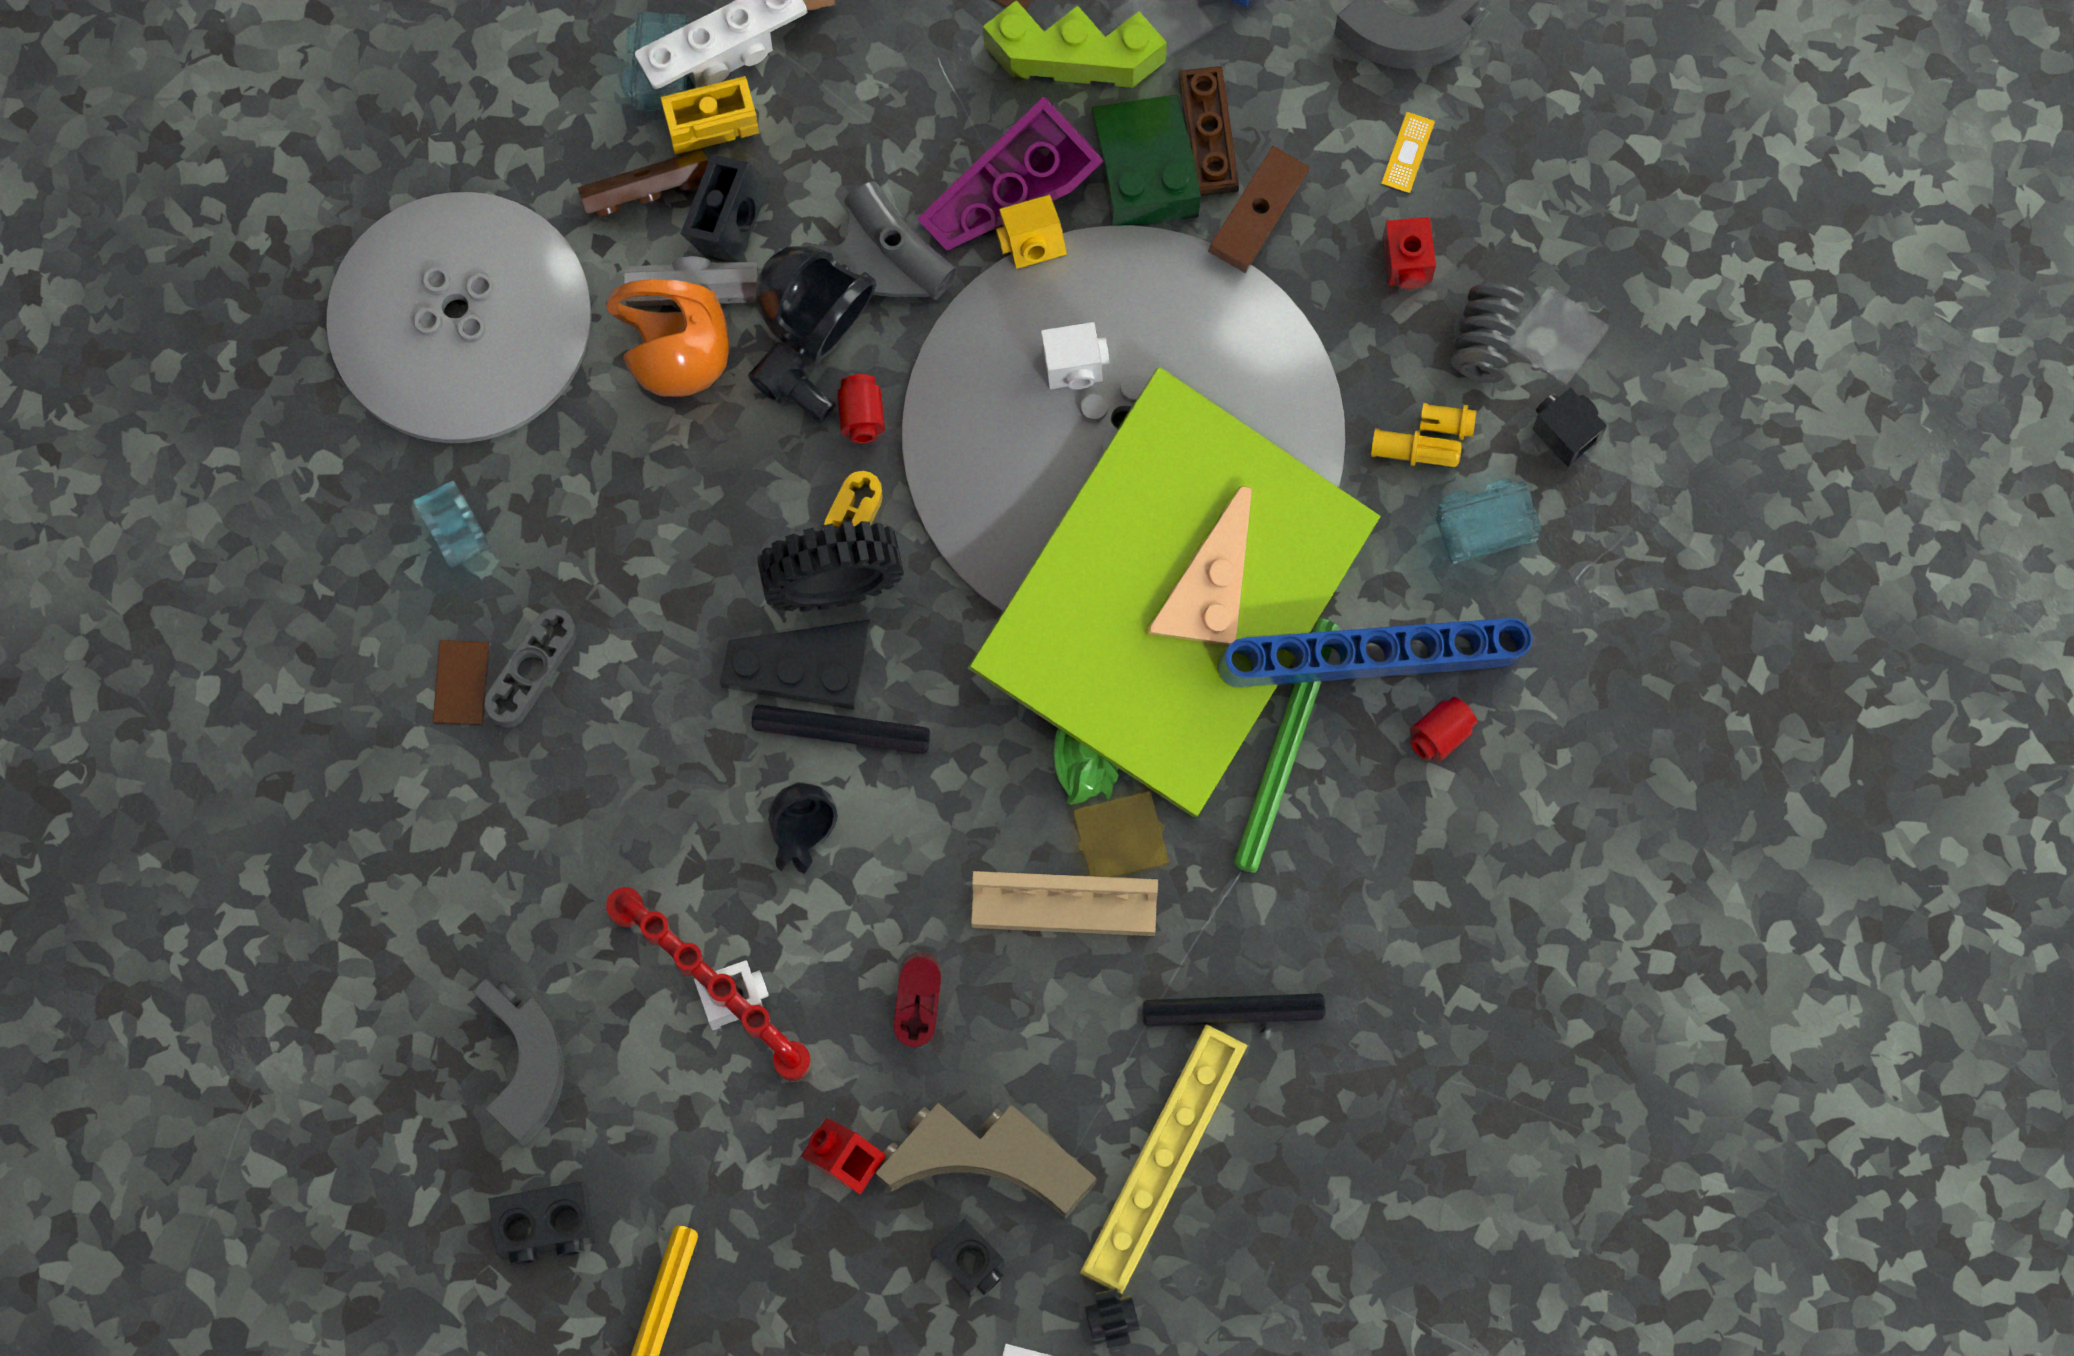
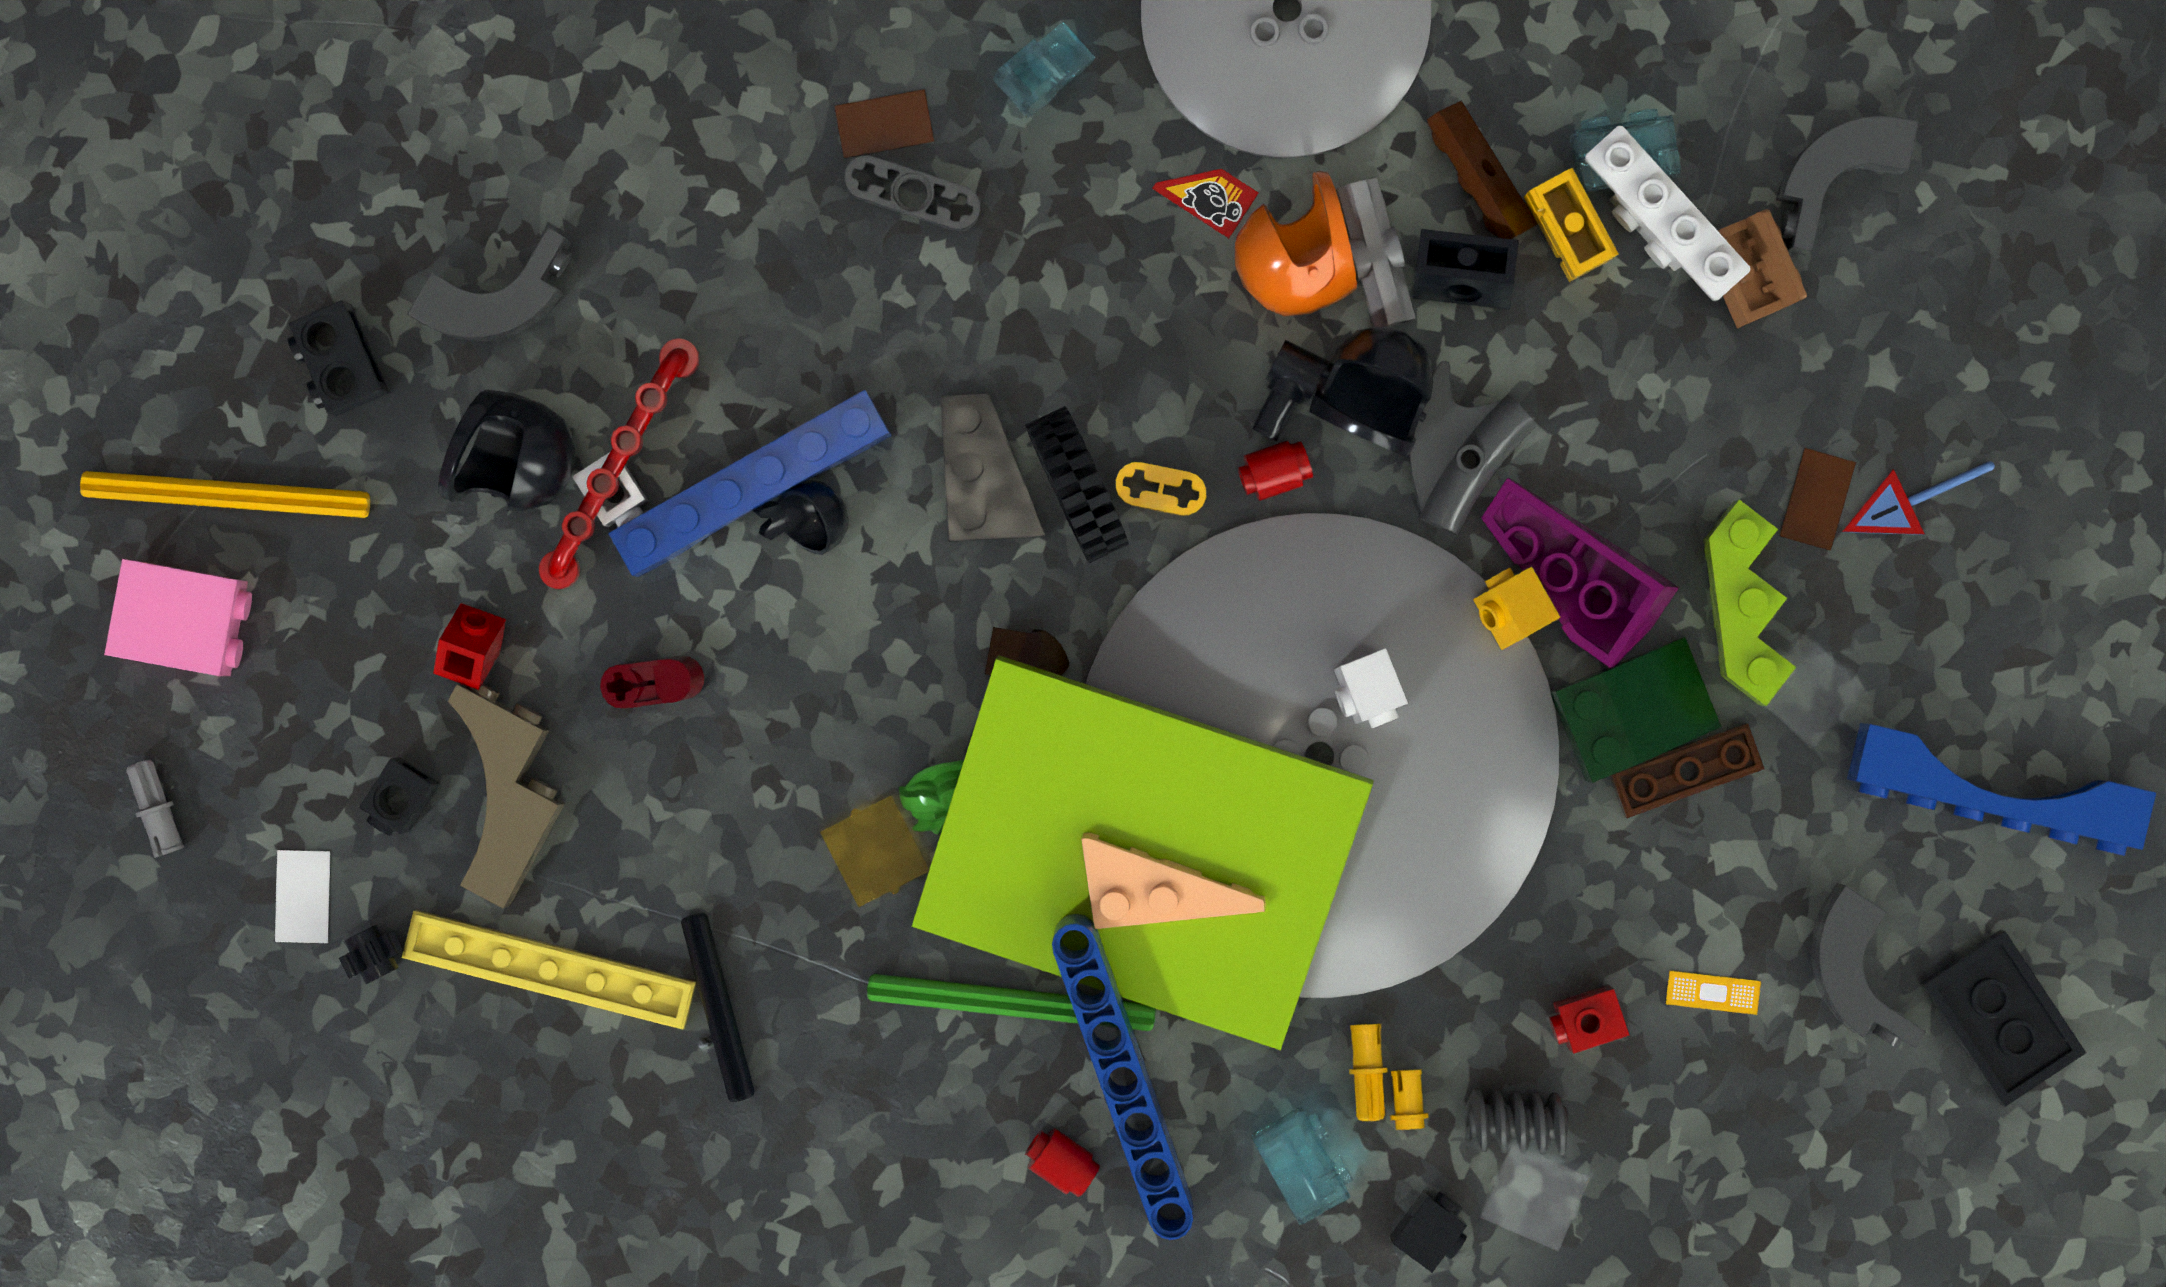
camera: 75 degrees right, 15 degrees up
(605, 415) = (1211, 197): none -> sticker
(674, 1068) = (518, 454): none -> black piece
(757, 866) = (749, 483): none -> blue arch
(840, 728) = (921, 533): black axle -> none
(957, 675) = (1033, 649): none -> dark brown tile
(1064, 903) = (785, 810): tan fence -> none
(1268, 192) = (1626, 856): reddish brown tile -> none

